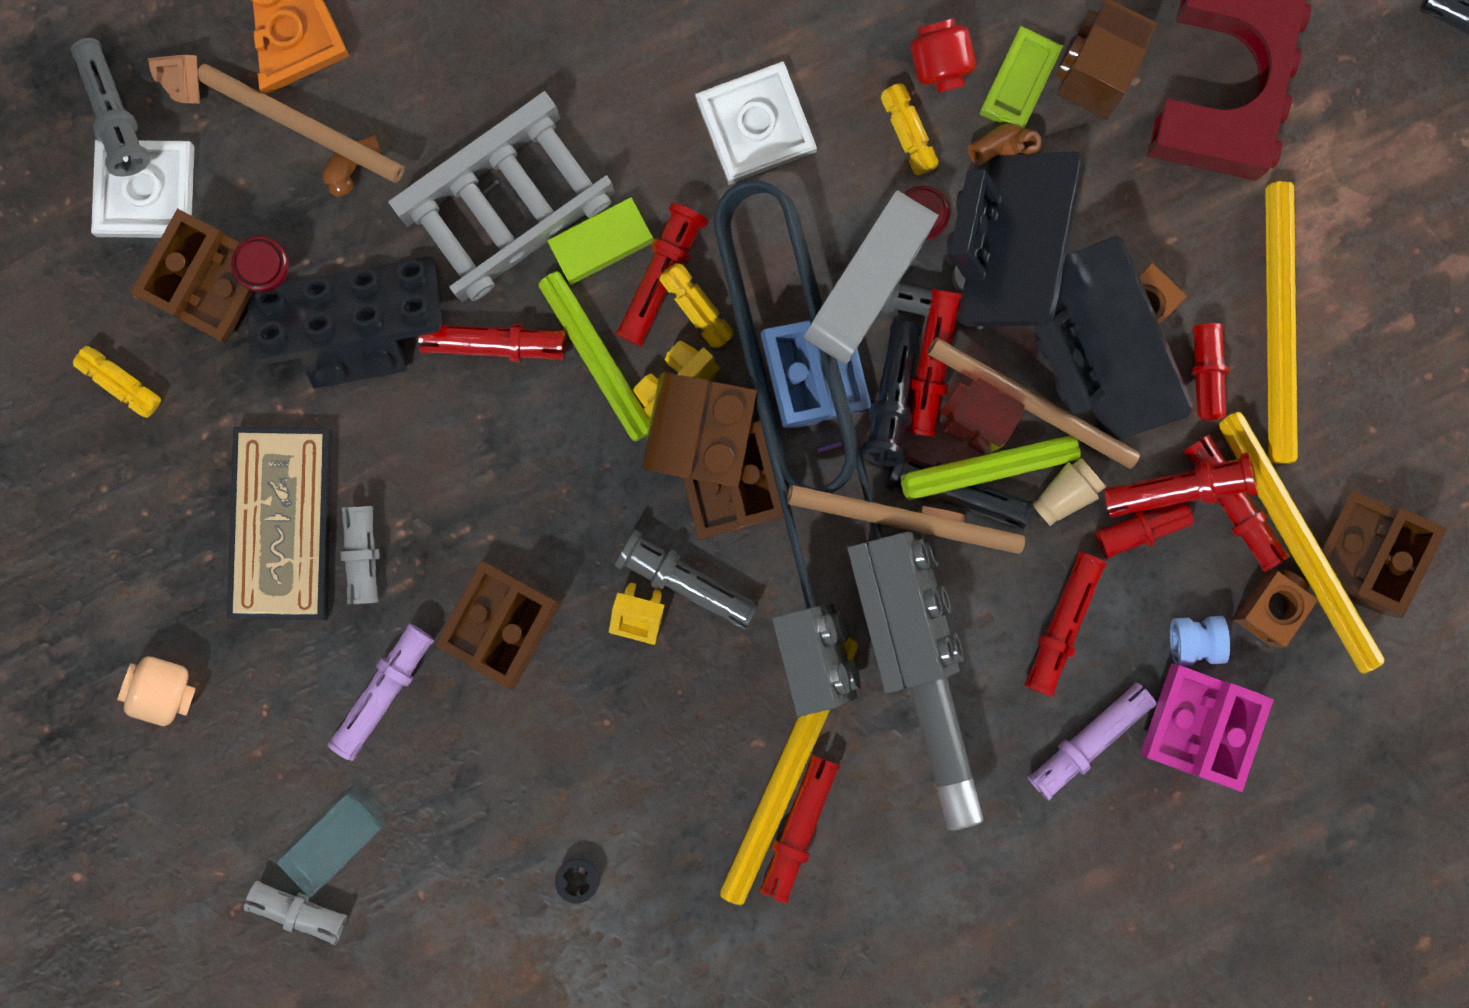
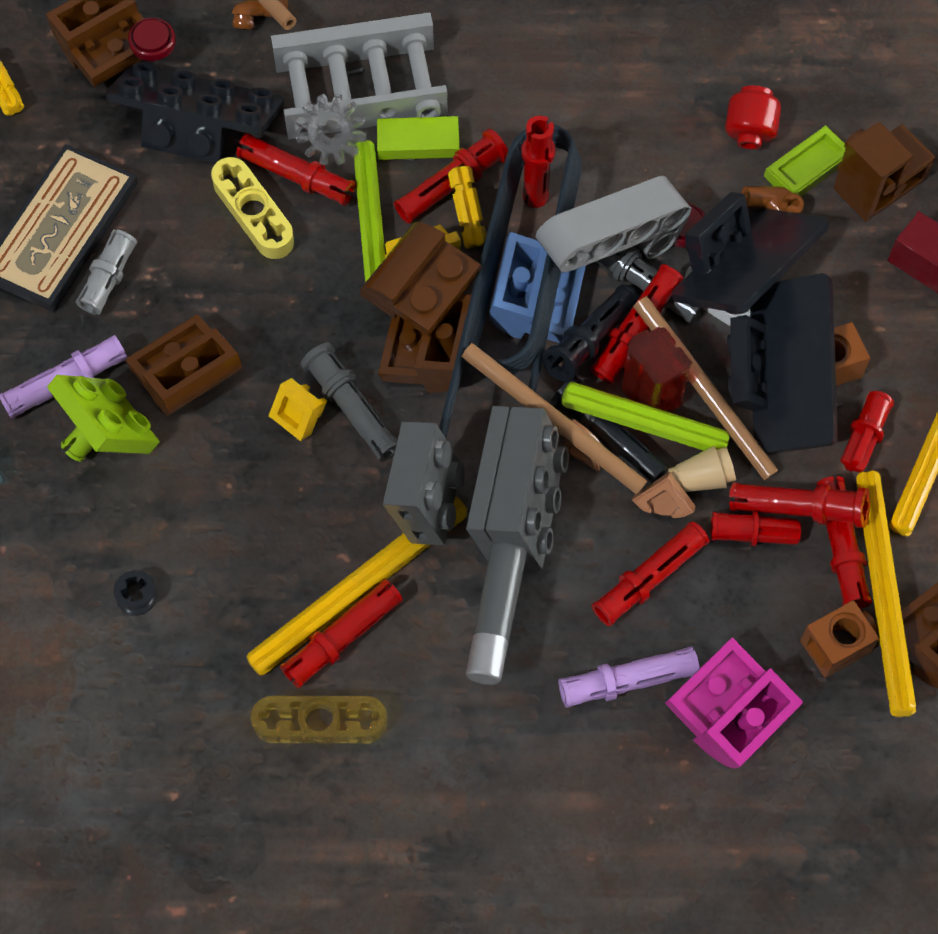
camera: 25 degrees right, 20 degrees down
(433, 399) = (252, 224): none -> light yellow beam
(450, 726) = (101, 417): none -> lime plate
(506, 306) = (317, 137): none -> clear gear
(754, 233) = (537, 153): none -> red pin
(756, 123) = (586, 106): white tile -> none
(782, 927) = (284, 729): none -> clear yellow beam
(909, 129) = (701, 161): yellow axle -> none
(1046, 536) = (665, 498): none -> nougat tile
(1196, 641) = (761, 635): light blue wheel -> none

